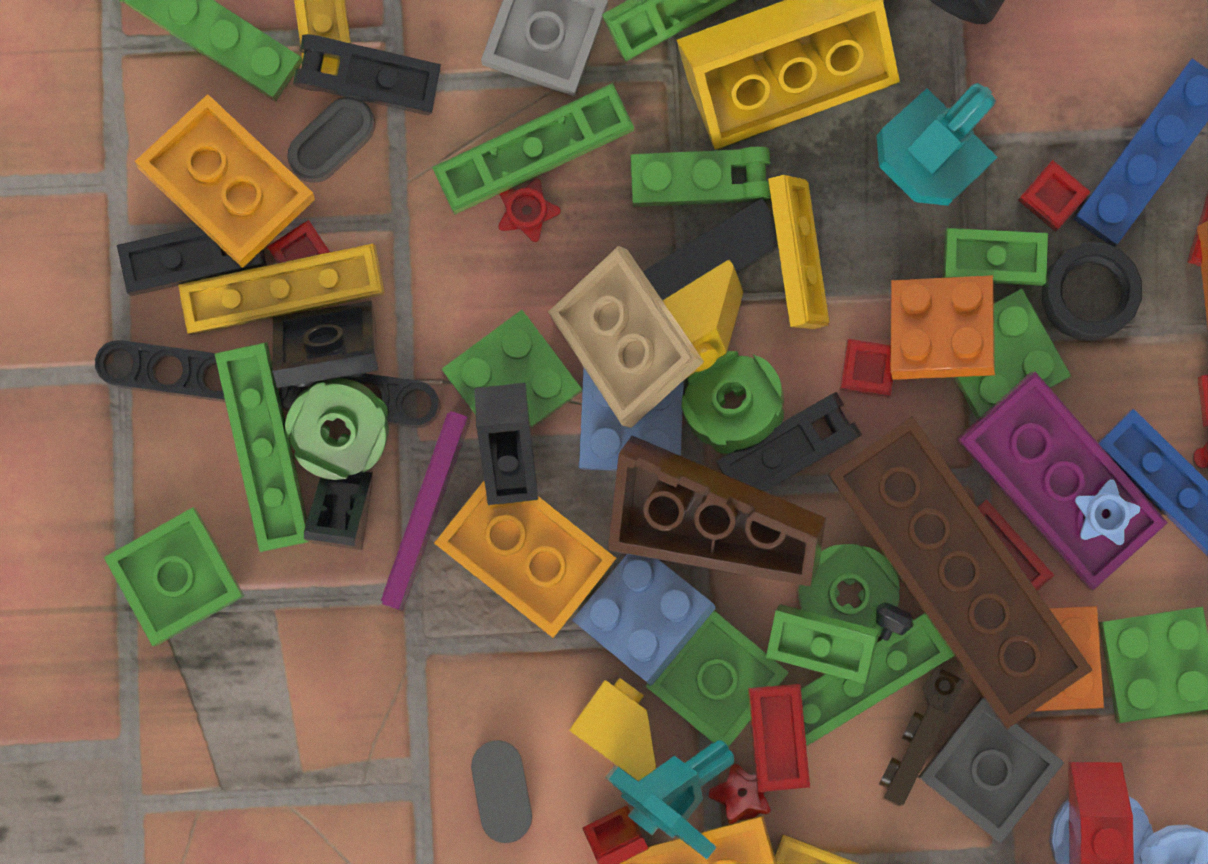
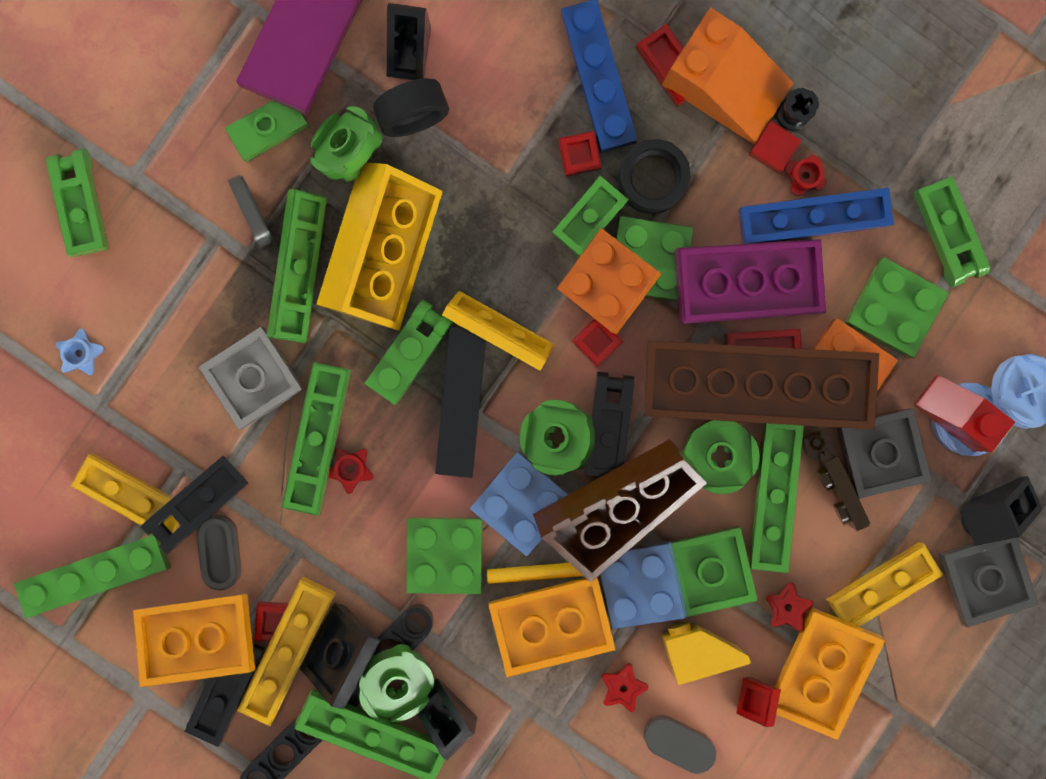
camera: 50 degrees left, 5 degrees up
(425, 510) = (484, 668): magenta tile -> none
(502, 678) = (616, 680): none -> red plate
(506, 443) = (480, 594): black slope -> none
(573, 497) = (532, 572): none -> yellow bar
(625, 337) = (472, 474): tan tile -> none
(673, 793) = (763, 660): teal piece -> none
(708, 311) = (494, 421): yellow slope -> none
(778, 738) = (775, 564): red tile -> none
(822, 643) = (741, 497): bright green plate -> none
(893, 620) = (758, 444): black rock -> none
(933, 147) = (499, 203): teal piece -> none
(1114, 525) = (800, 271): light blue plate -> none

